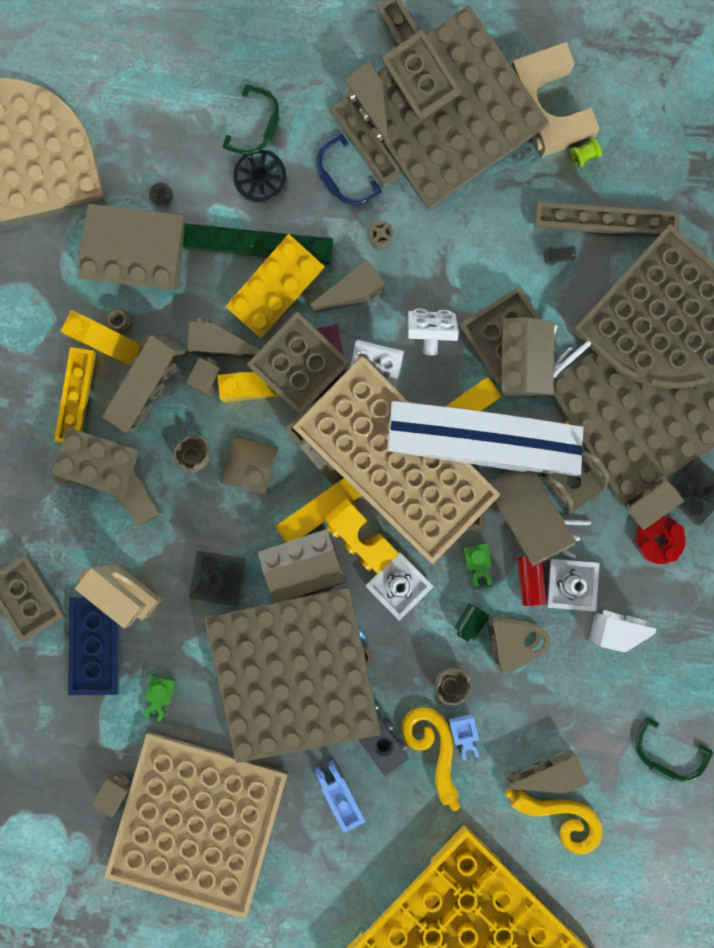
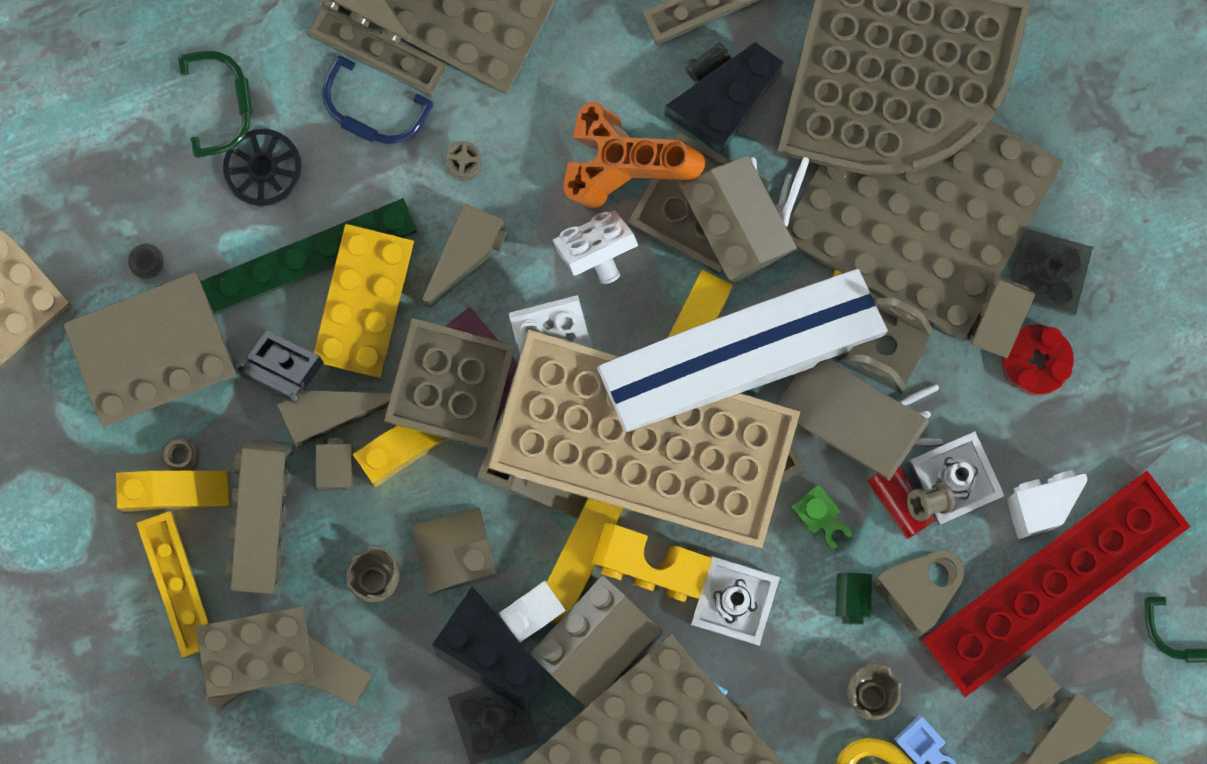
camera: 30 degrees left, 5 degrees down
(205, 299) = (280, 366): none -> plate
(234, 536) = (488, 652): none -> black wedge
(272, 528) = (531, 611): none -> white arch
(477, 283) = (595, 180): none -> orange beam
(550, 592) = (931, 501): none -> dark tan bush
(550, 733) = (1032, 684): none -> dark tan brick
(559, 280) = (726, 97): none -> black wedge
(598, 680) = (1055, 583): none -> red plate

